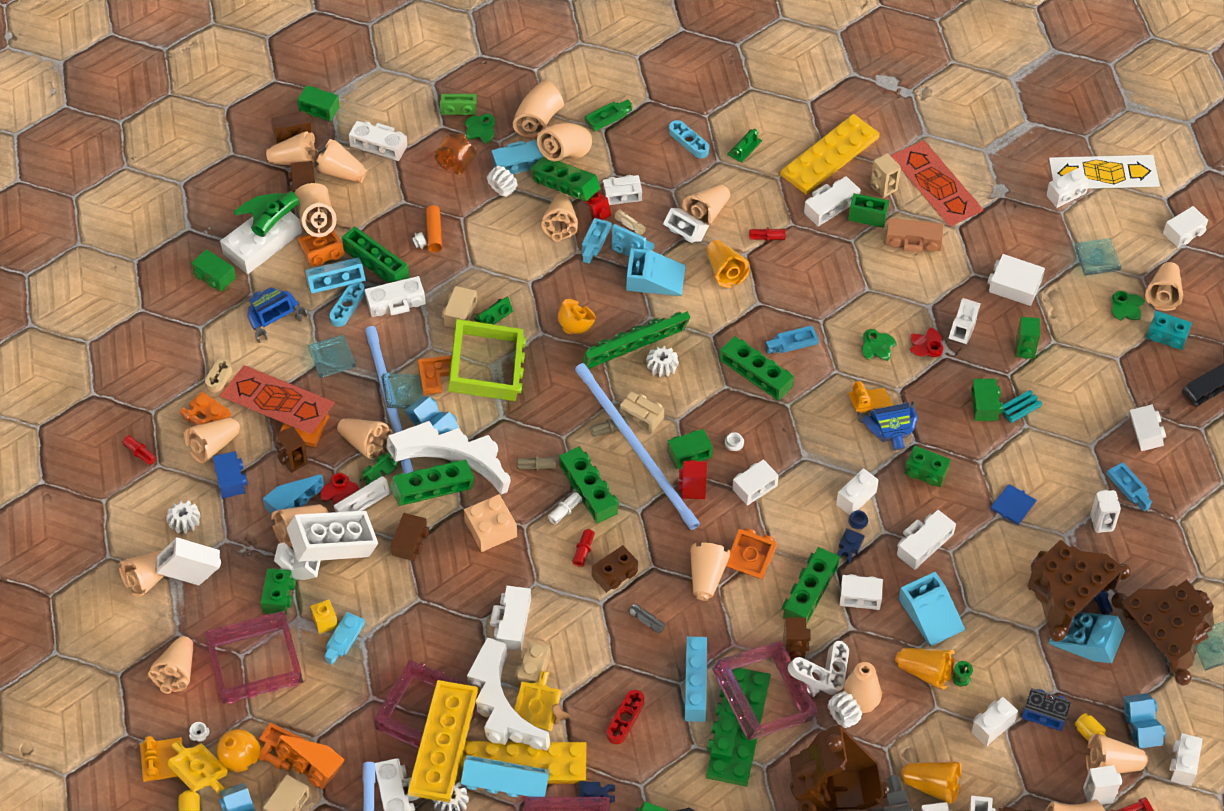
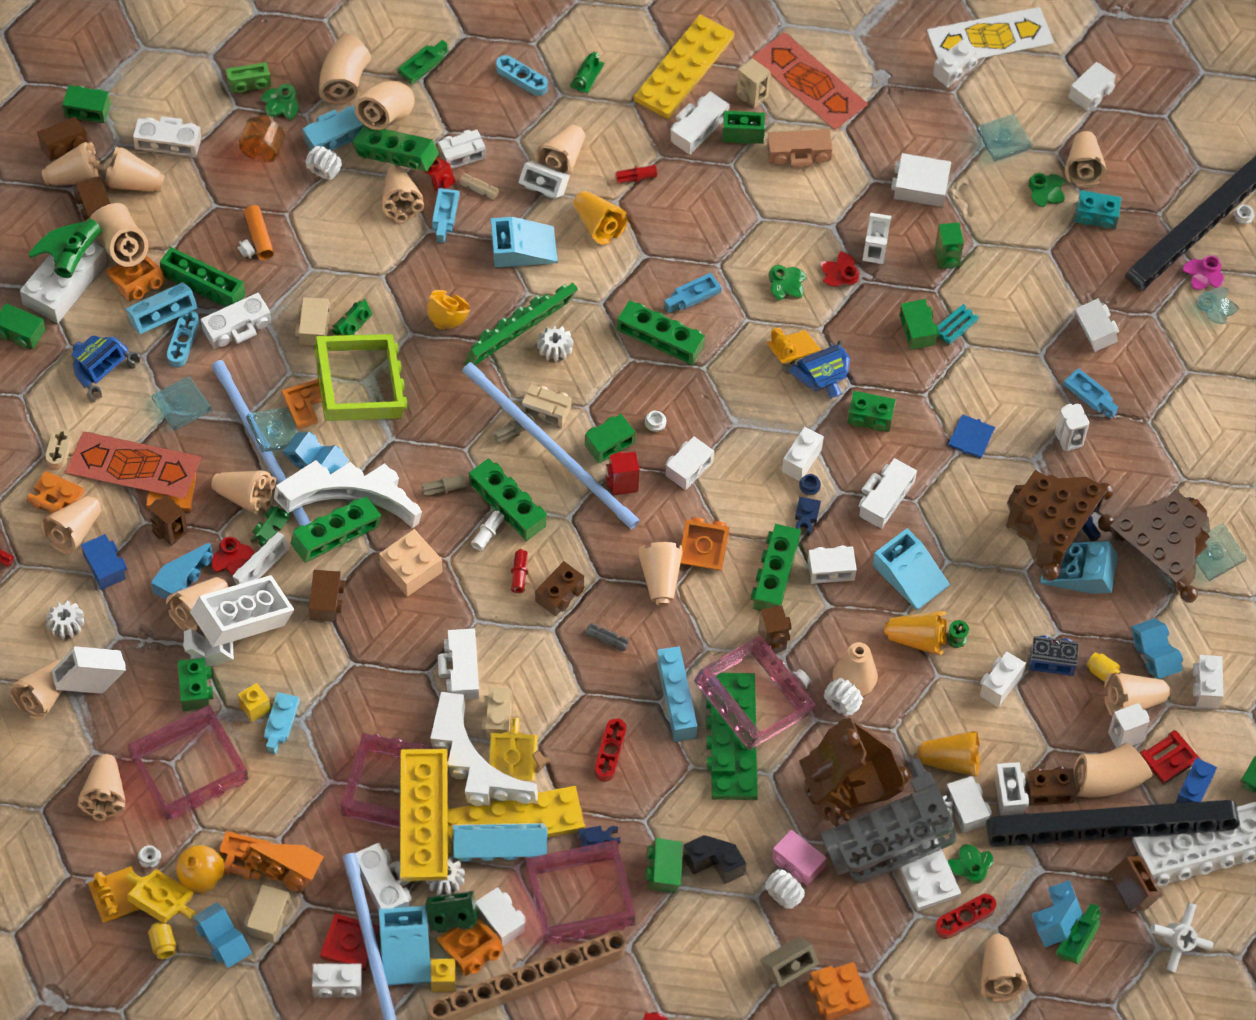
camera: 15 degrees left, 5 degrees up
(624, 240) = (482, 210): medium azure bracket -> none
(825, 675) = (790, 662): white beam -> none

